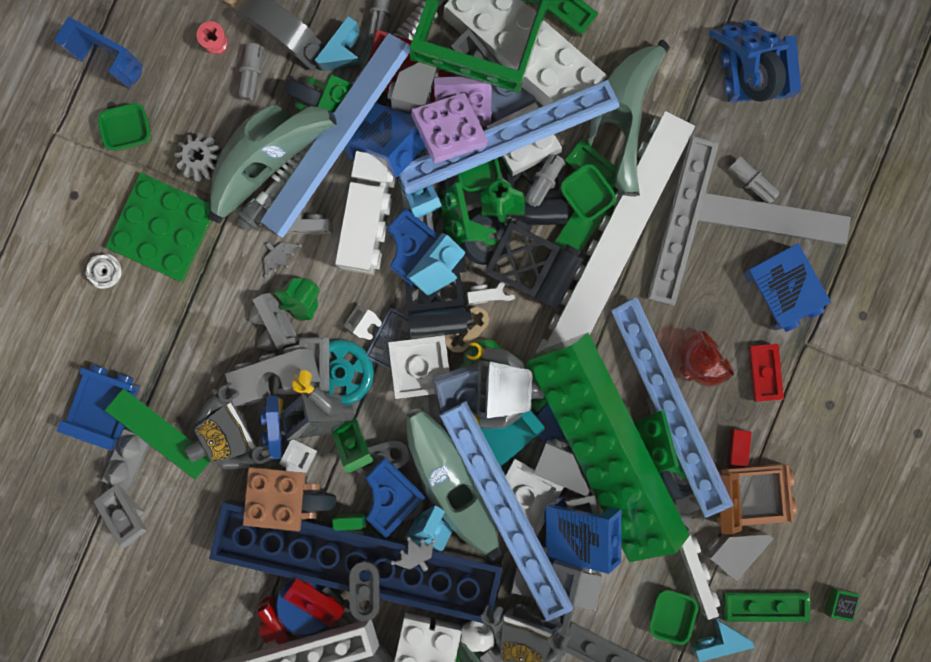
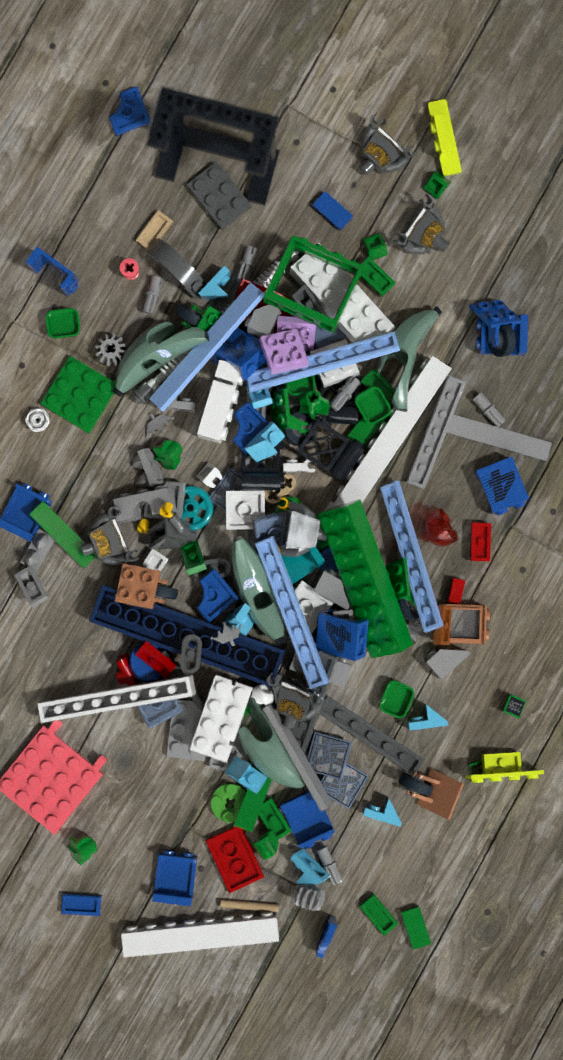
camera: 10 degrees right, 0 degrees up
(271, 418) = (140, 532): blue plate -> none
(349, 520) = (186, 608): green tile -> none
(699, 575) = (417, 673): white plate -> none
(766, 606) = (461, 701): green tile -> none

